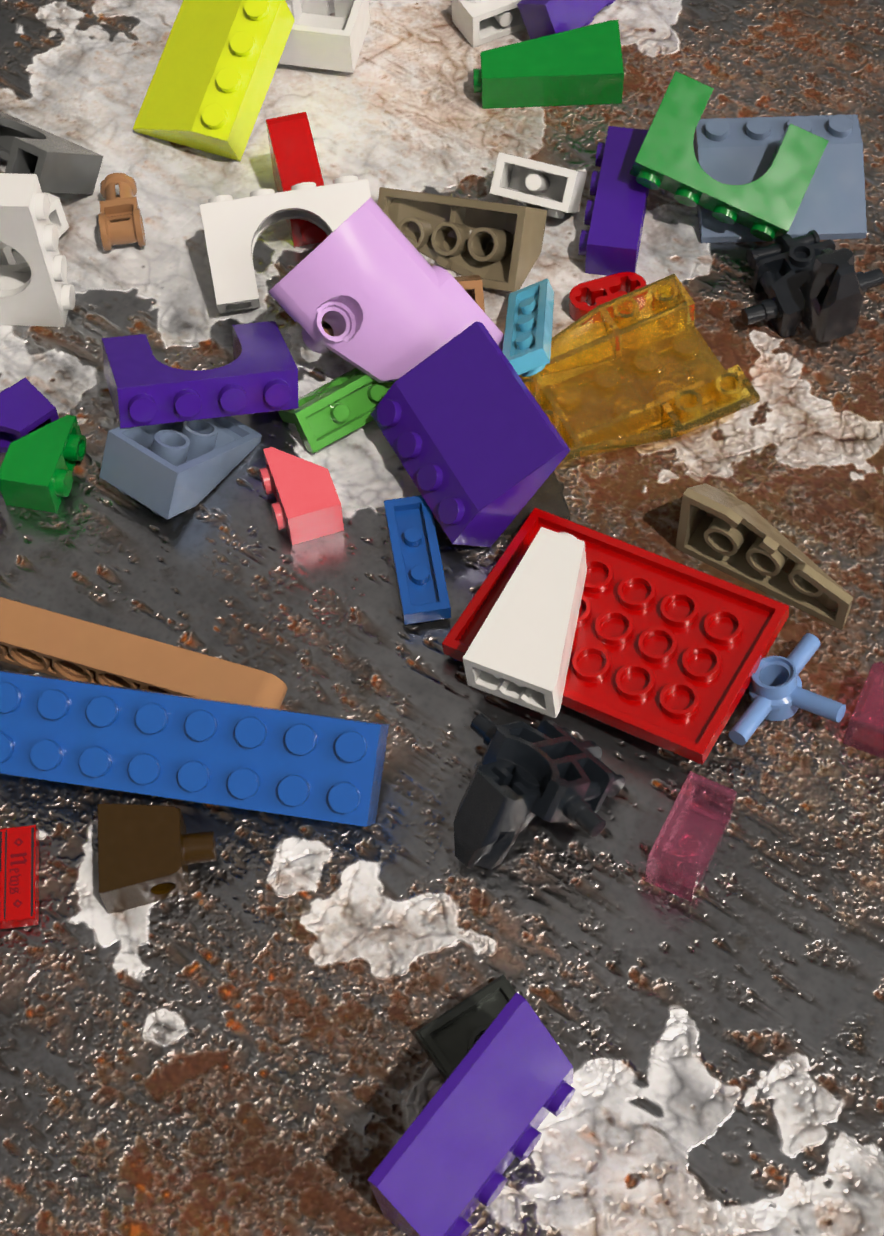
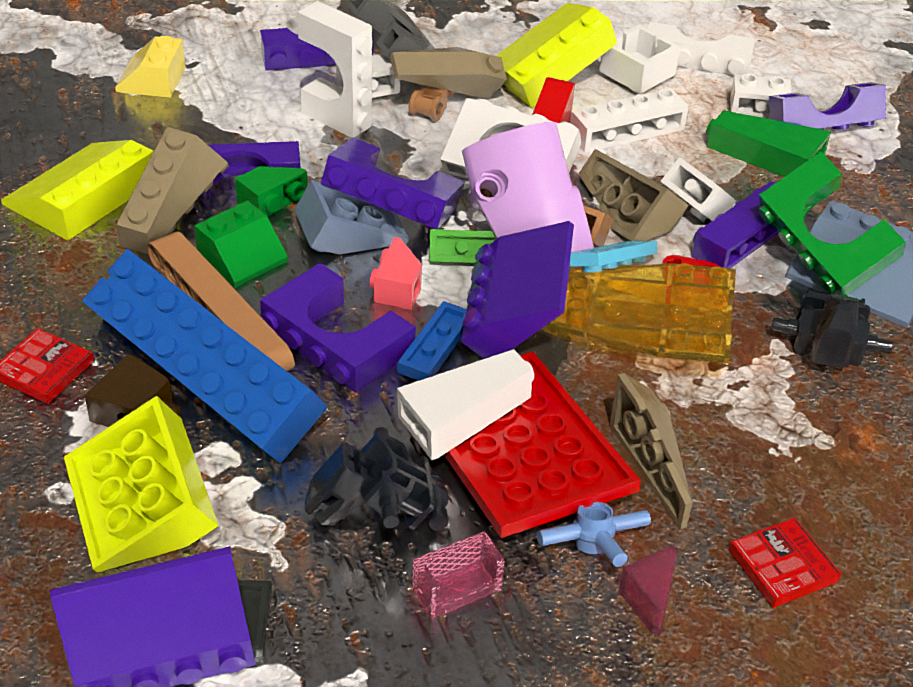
camera: 30 degrees right, 15 degrees down
(78, 565) = (240, 243): none -> green slope
(123, 162) = (451, 70): none -> dark tan wedge
(259, 965) = (139, 488): none -> neon yellow slope
(341, 642) = (348, 357): none -> dark purple arch
(377, 118) = (629, 119): none -> white brick

